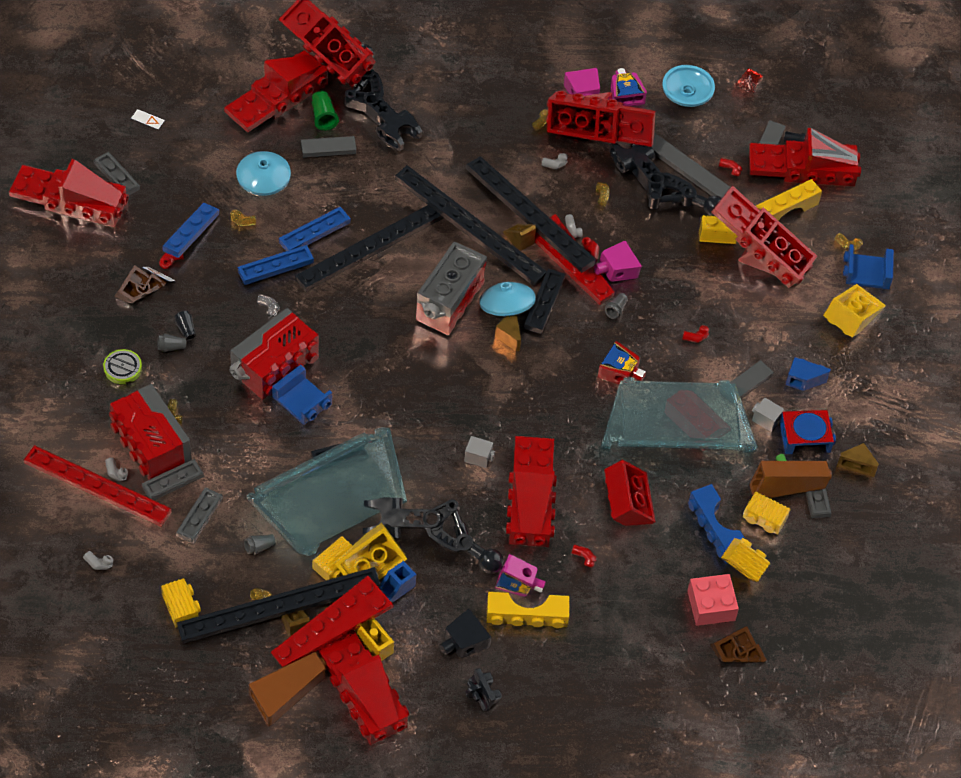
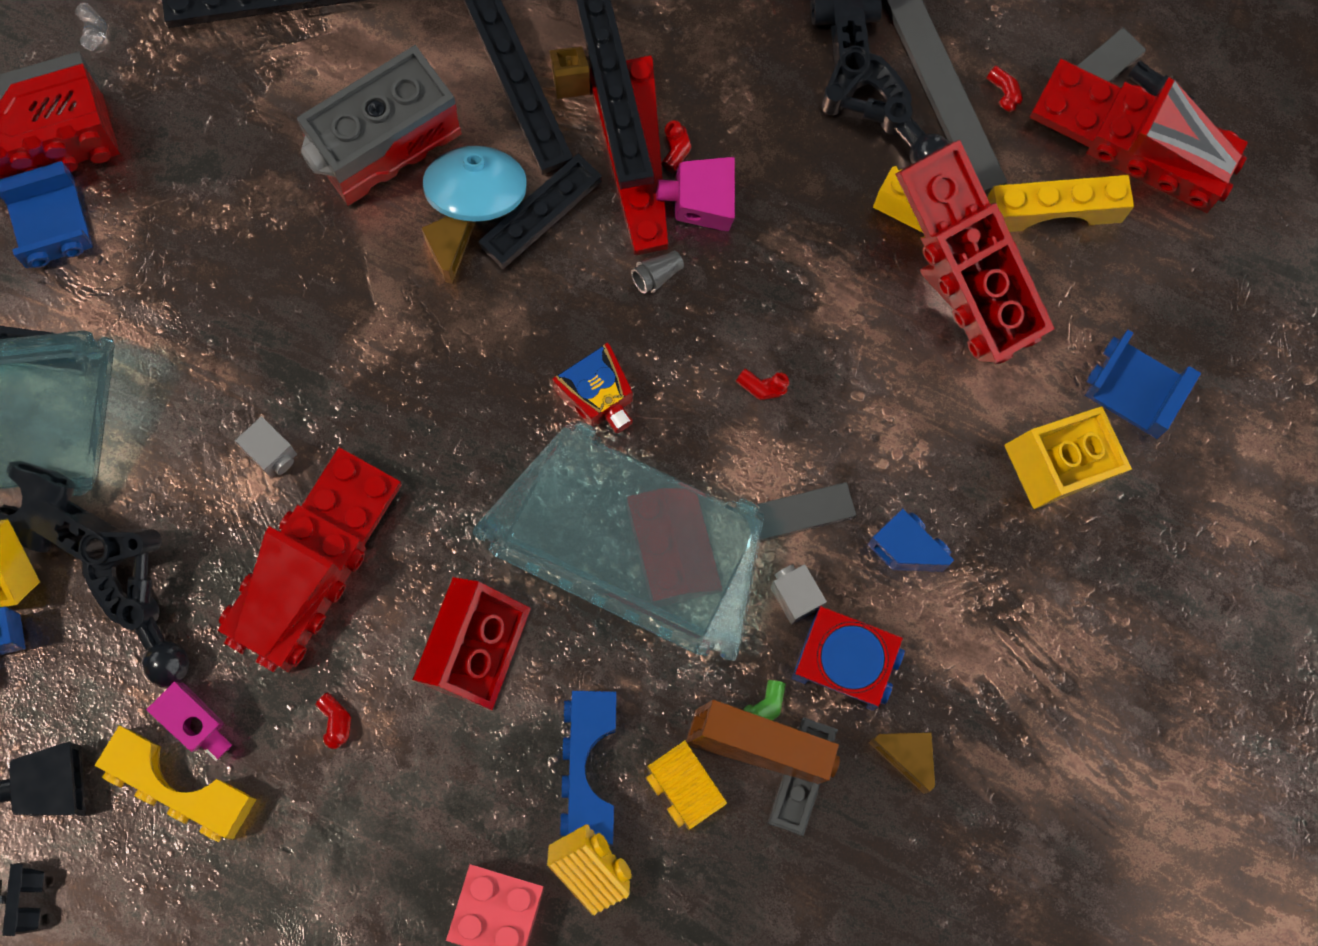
camera: 25 degrees right, 20 degrees up
(570, 224) = (665, 86): light grey arm -> none
(605, 192) = (761, 41): clear yellow arm -> none
(845, 243) = (1128, 321): clear yellow arm -> none

